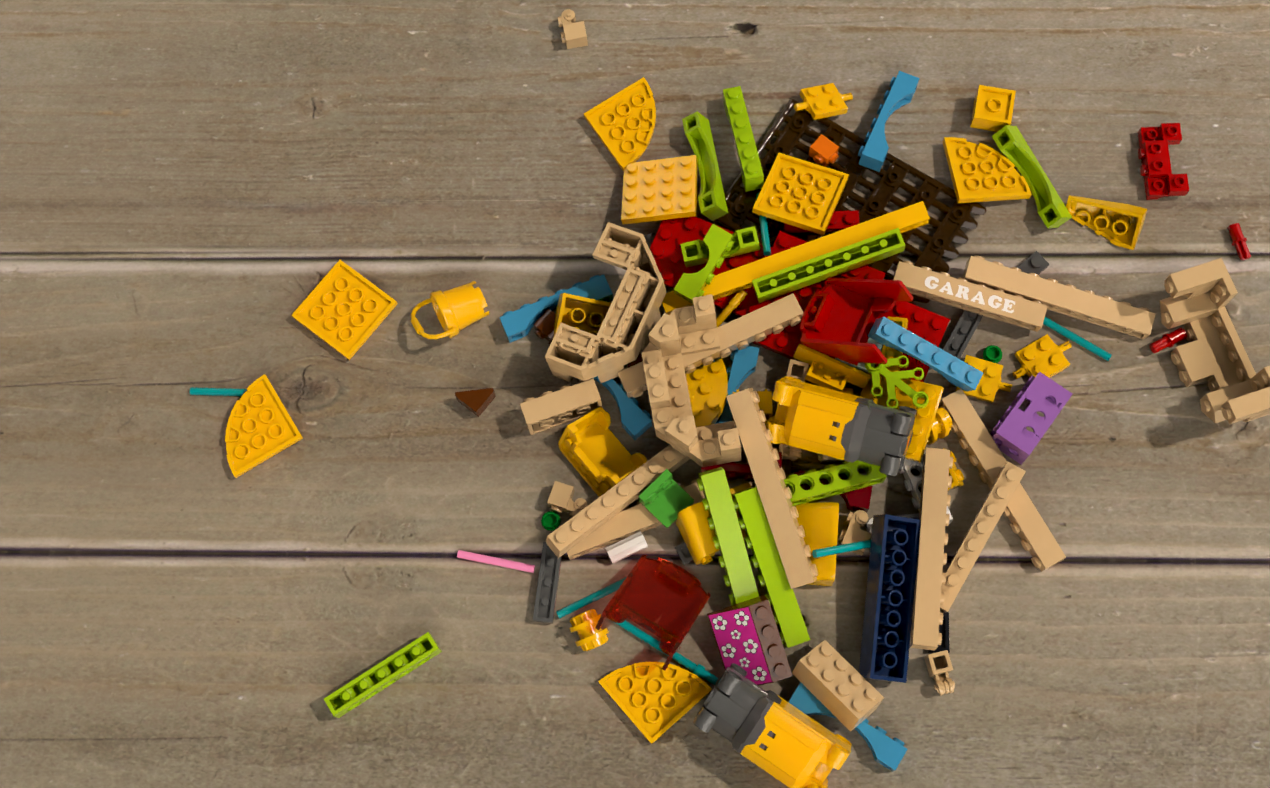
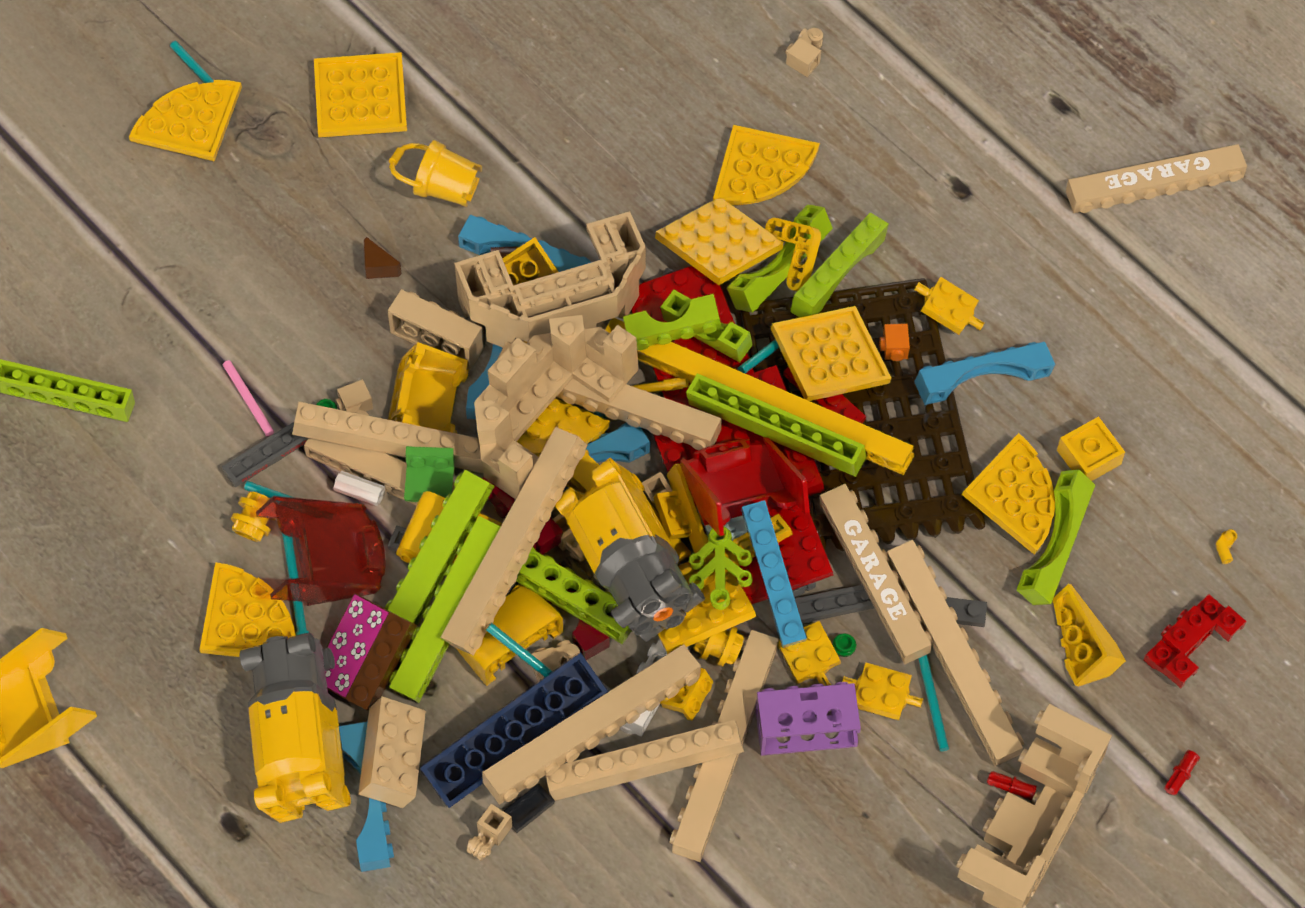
camera: 40 degrees right, 10 degrees down
(712, 145) = (802, 246): none -> yellow beam
(1113, 93) = (1223, 545): none -> yellow arm

